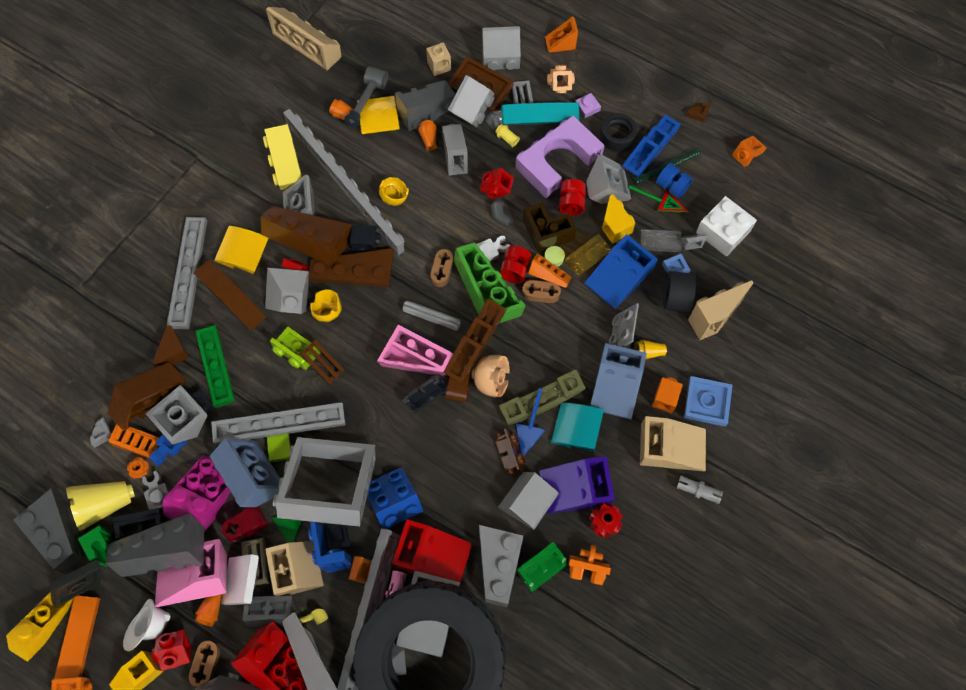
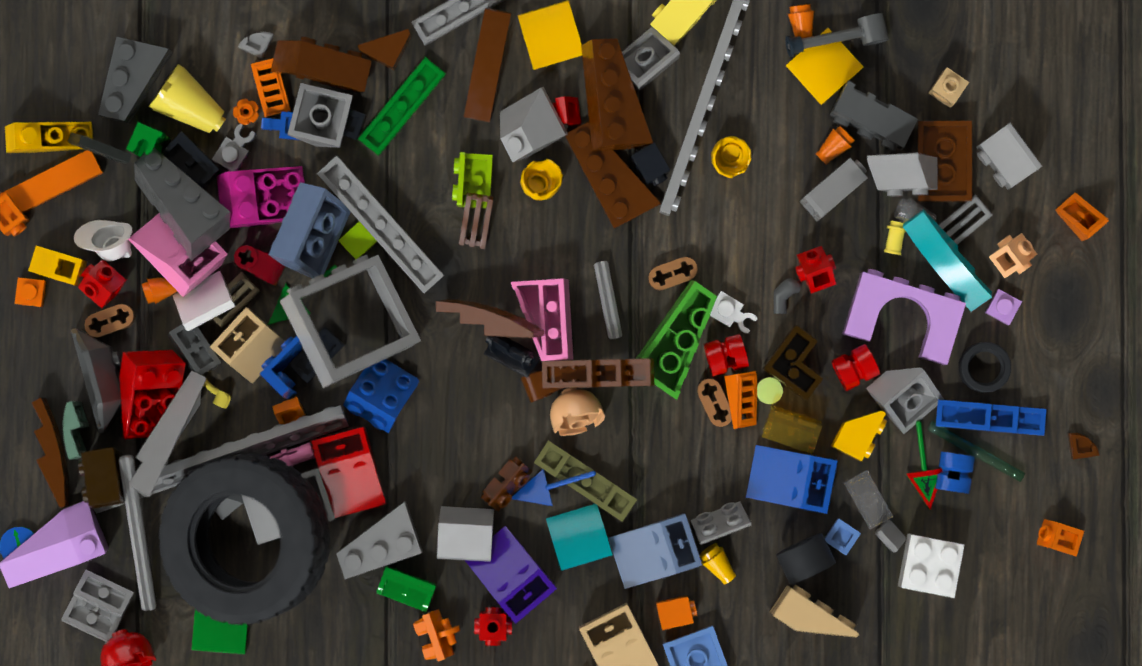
camera: 60 degrees right, 20 degrees up
(397, 384) = (495, 321): none -> reddish brown slope

